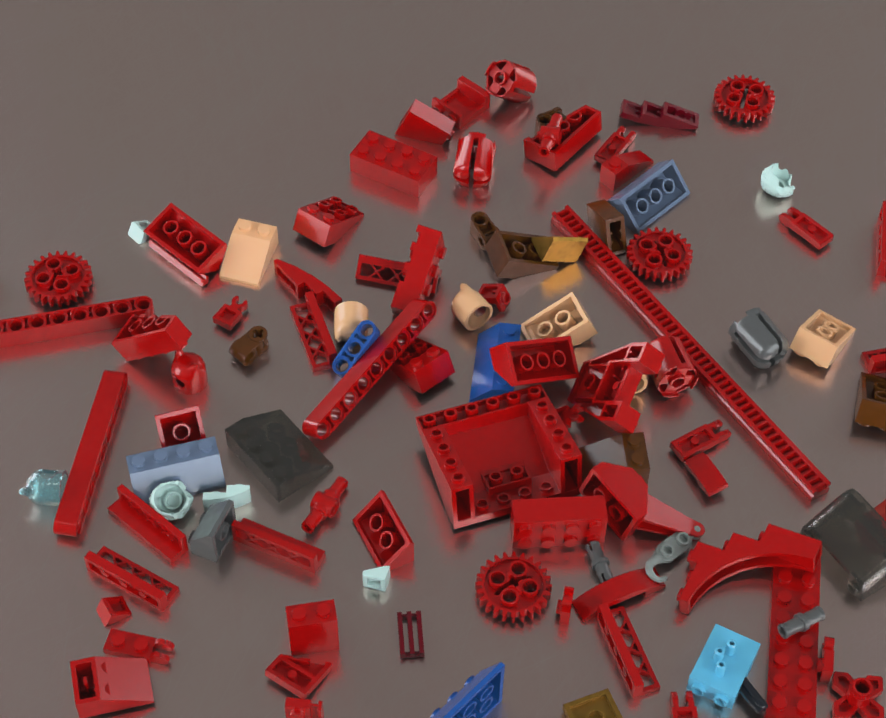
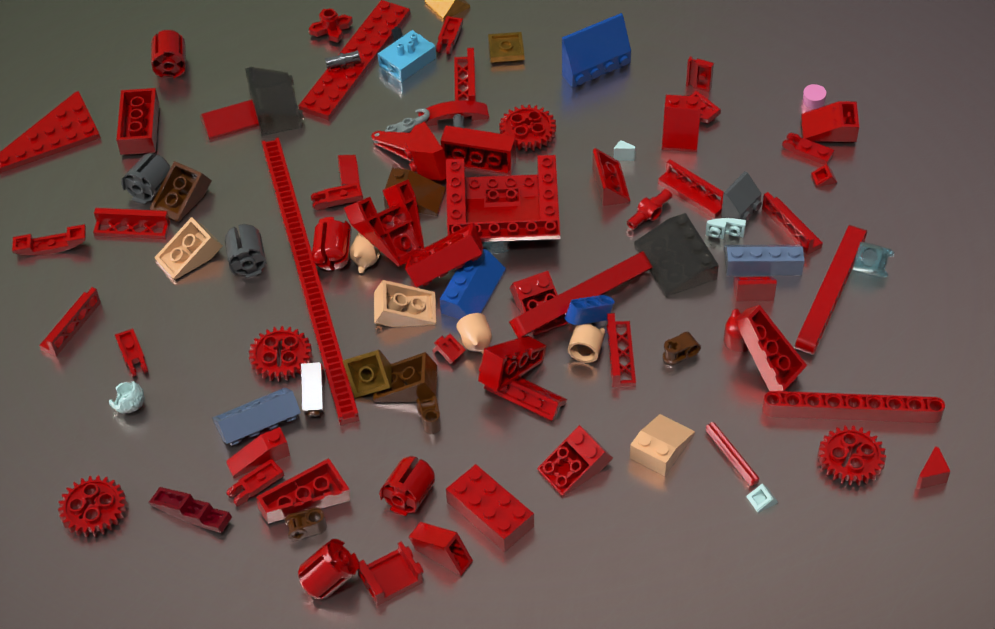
camera: 160 degrees left, 0 degrees up
(131, 582) = (813, 190): red fence -> none
(171, 500) = (772, 230): light aqua hair -> none
(187, 240) = (724, 459): red slope -> none
(230, 315) = (692, 383): red plate -> none
(301, 282) = (616, 396): red slope -> none
(409, 617) = (613, 109): dark red tile -> none
(550, 135) = (324, 470): red pin -> none
(564, 606) = (496, 107): red plate -> none
(570, 414) = (437, 228): red plate -> none
(740, 553) = (357, 108): red arch -> none
(826, 663) = (338, 43): red plate -> none

